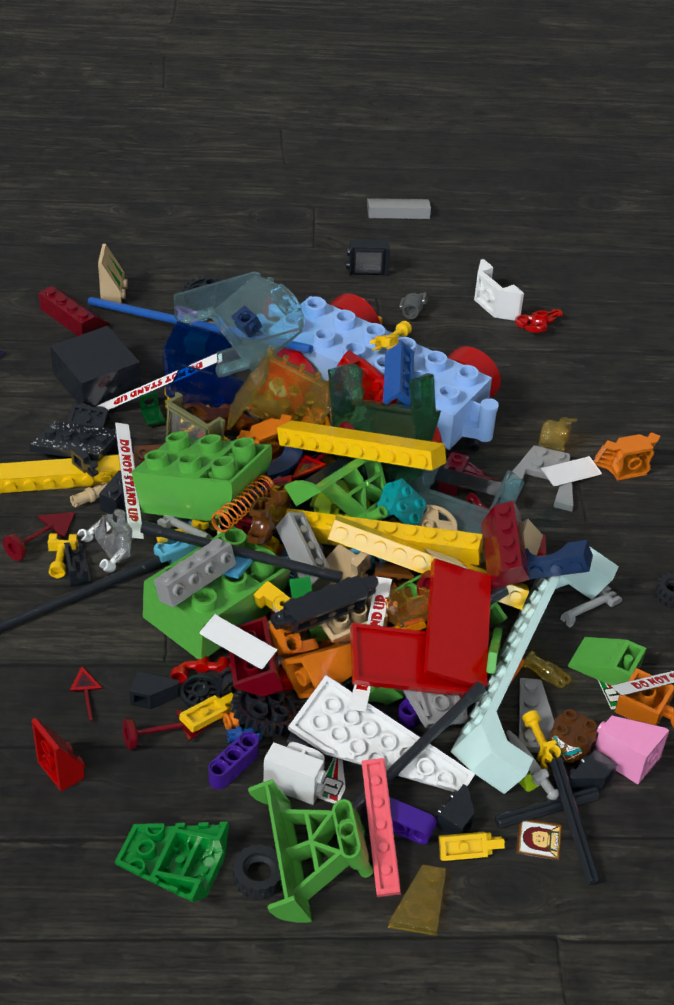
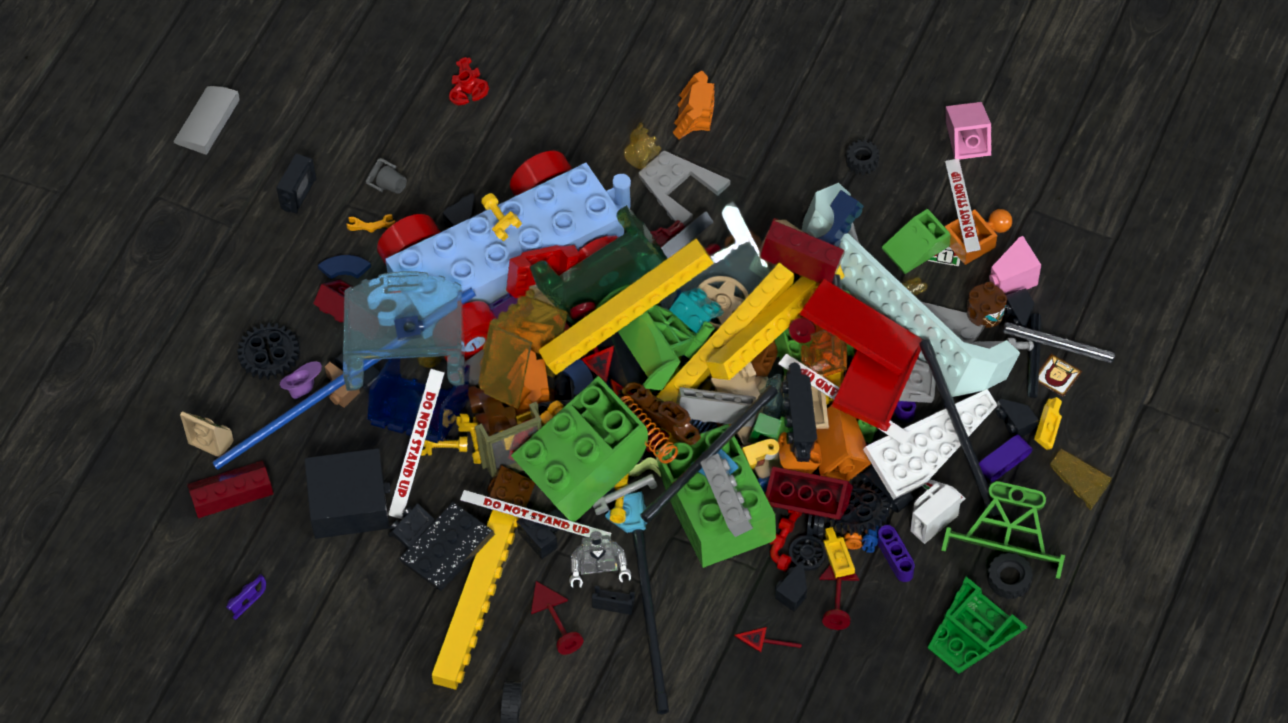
camera: 60 degrees left, 15 degrees up
(56, 756) = (843, 681): red slope -> none
(58, 568) = (578, 593): yellow bar -> none
(82, 461) = (495, 546): black plate -> none
(87, 495) = (523, 560): tan pin -> none
(151, 412) = (432, 468): dark green bracket -> none
(238, 641) = (802, 495): white sticker -> none
(380, 828) = (1010, 473): coral tile -> none
(398, 373) = (560, 235): blue panel -> none
(445, 558) = (792, 302): sticker -> none
(494, 650) = (900, 317): bright green tile -> none
(498, 301) = (412, 105): white slope -> none
(532, 720) = (989, 329): yellow bar -> none
(571, 471) = (687, 159): white sticker -> none

